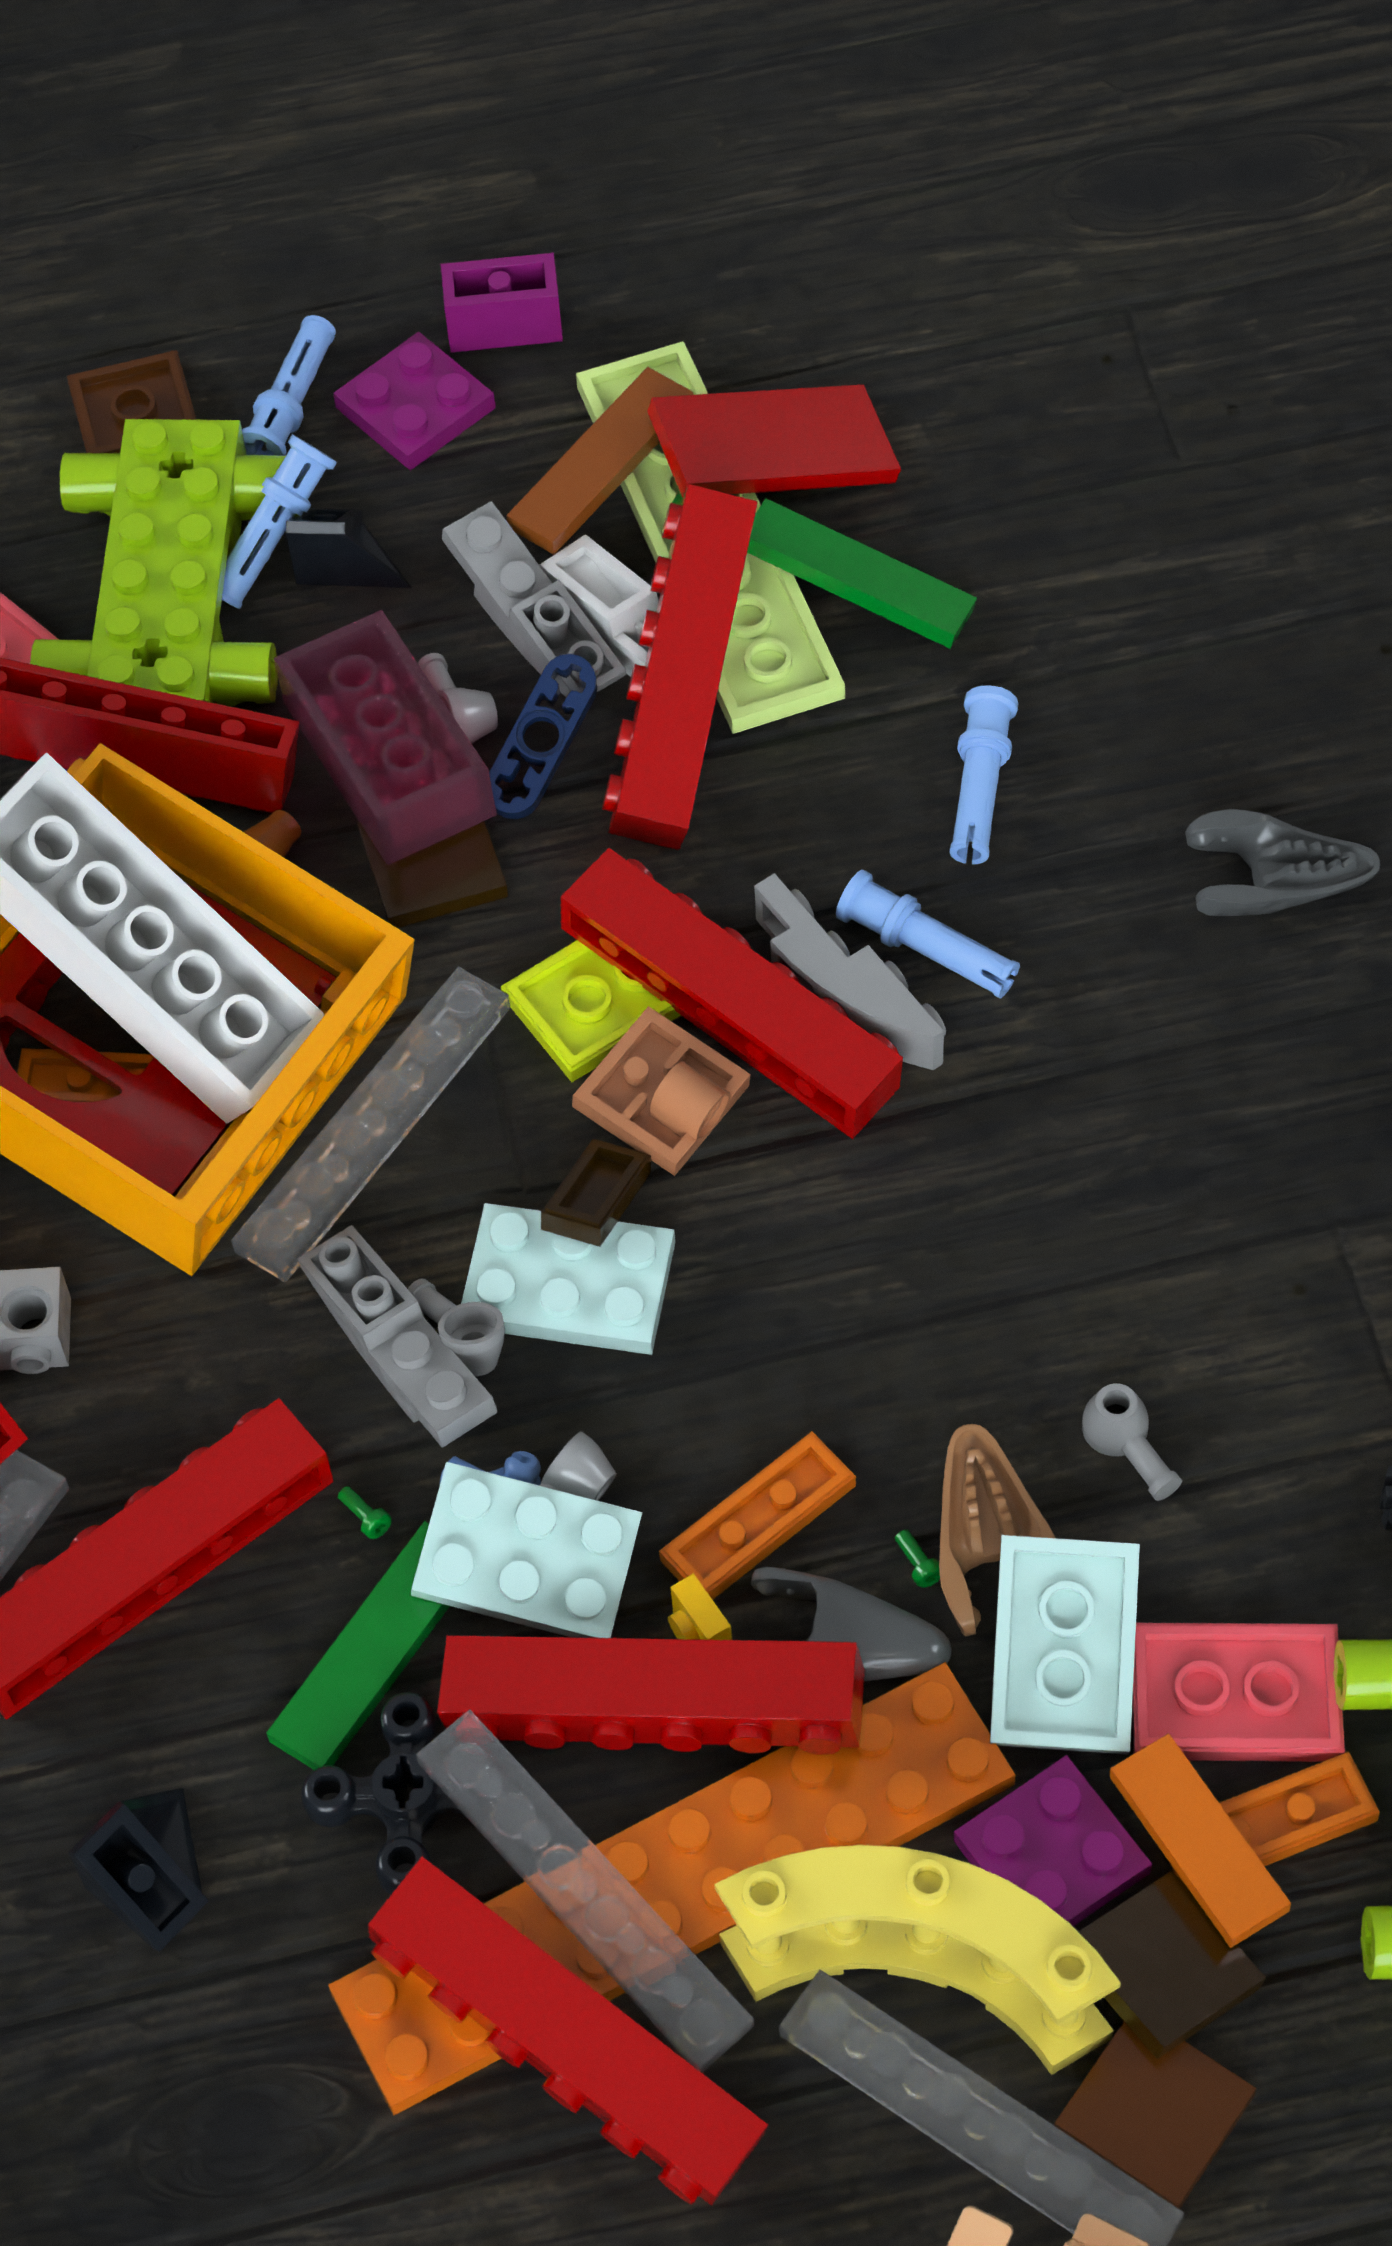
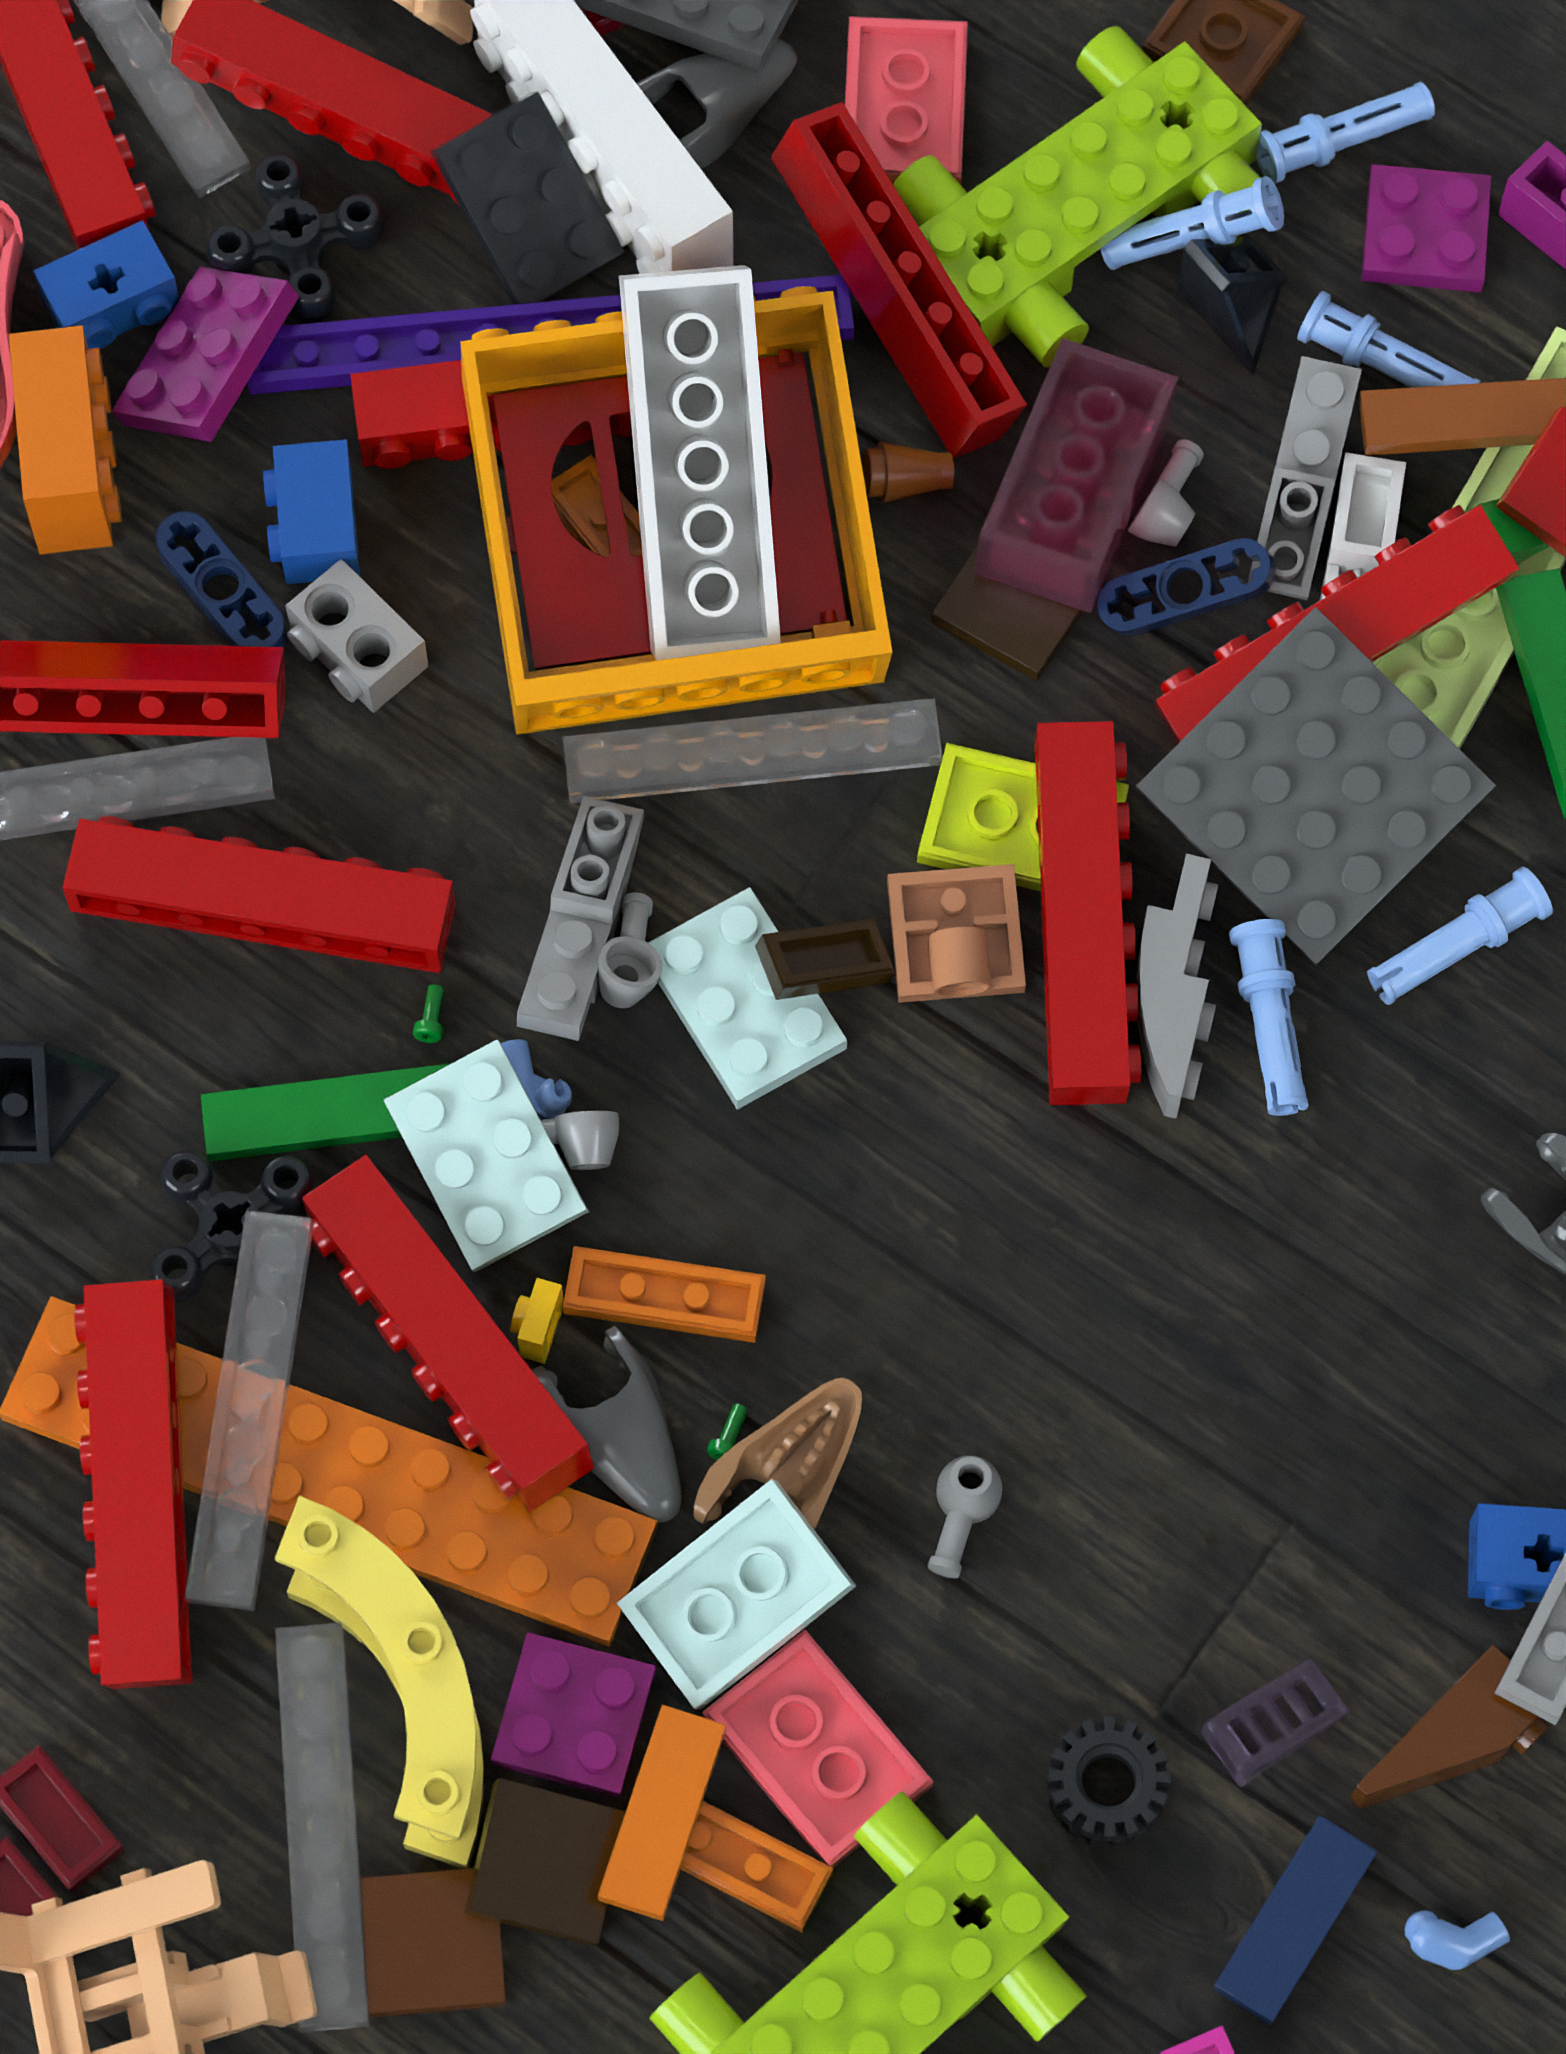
camera: 45 degrees right, 10 degrees up
(462, 495) = (1363, 342): none -> light blue pin
(783, 764) = (1315, 786): none -> dark grey plate

